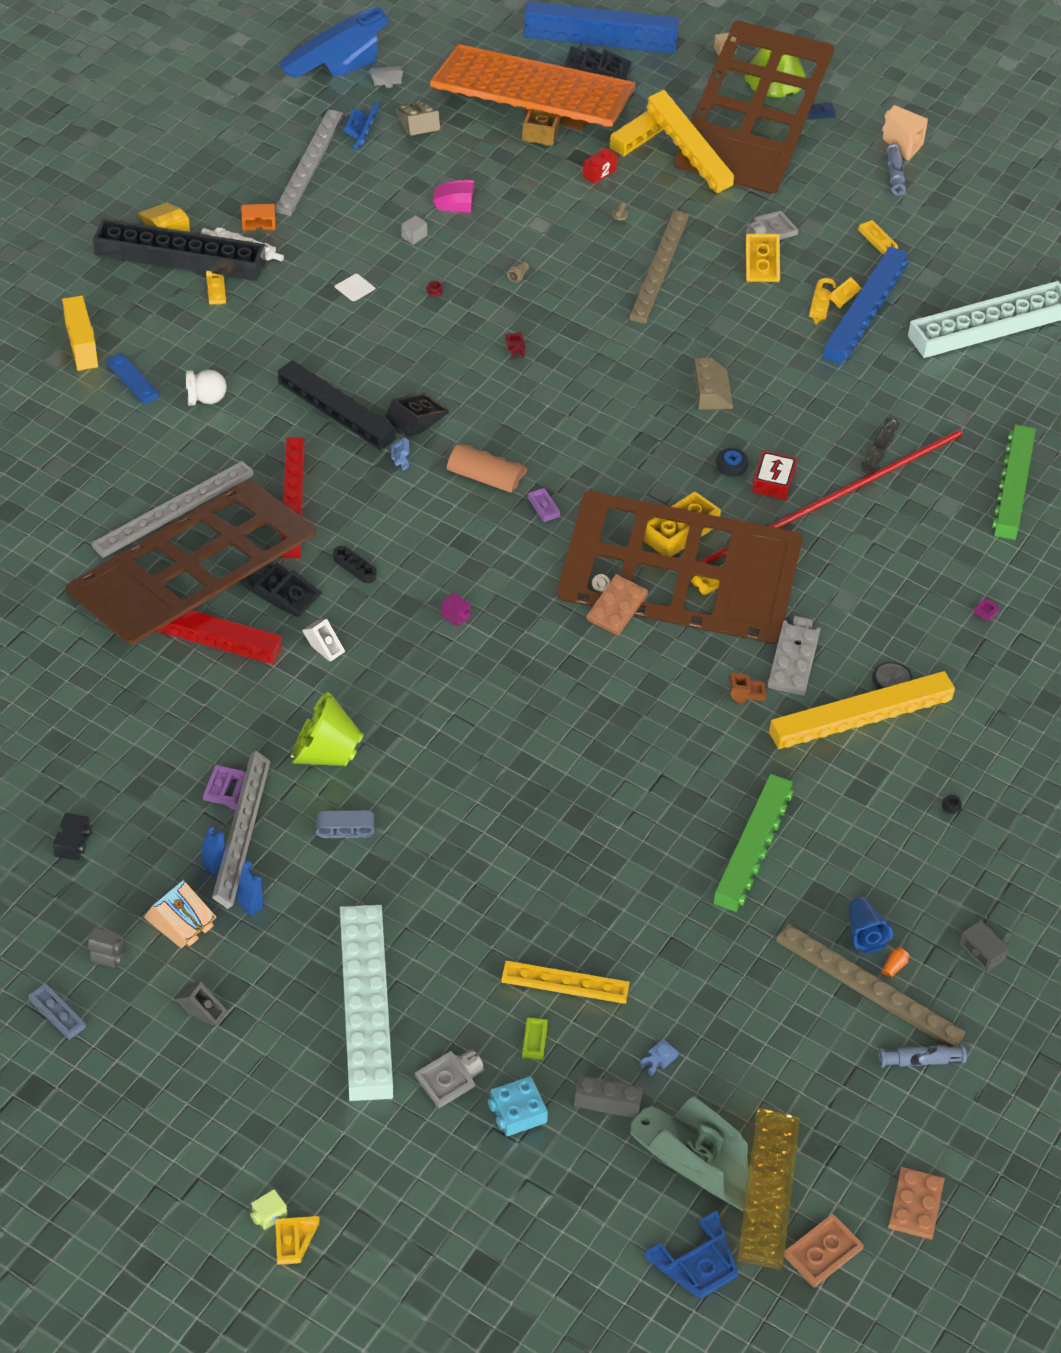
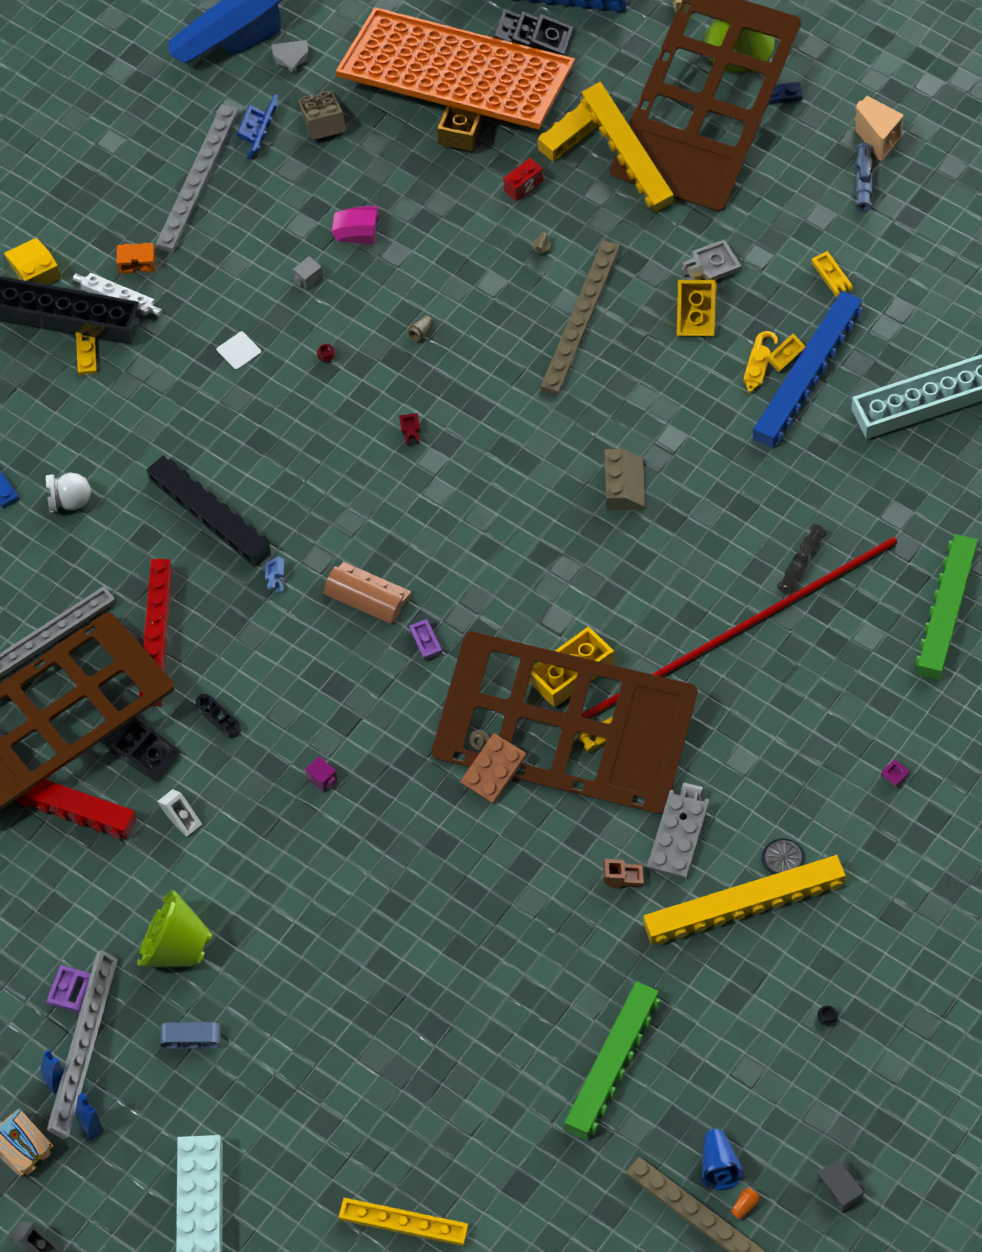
camera: 10 degrees right, 10 degrees up
(415, 413) = (294, 521): black slope -> none
(732, 462) = (629, 585): black wheel -> none
(774, 475) = (680, 600): panel -> none

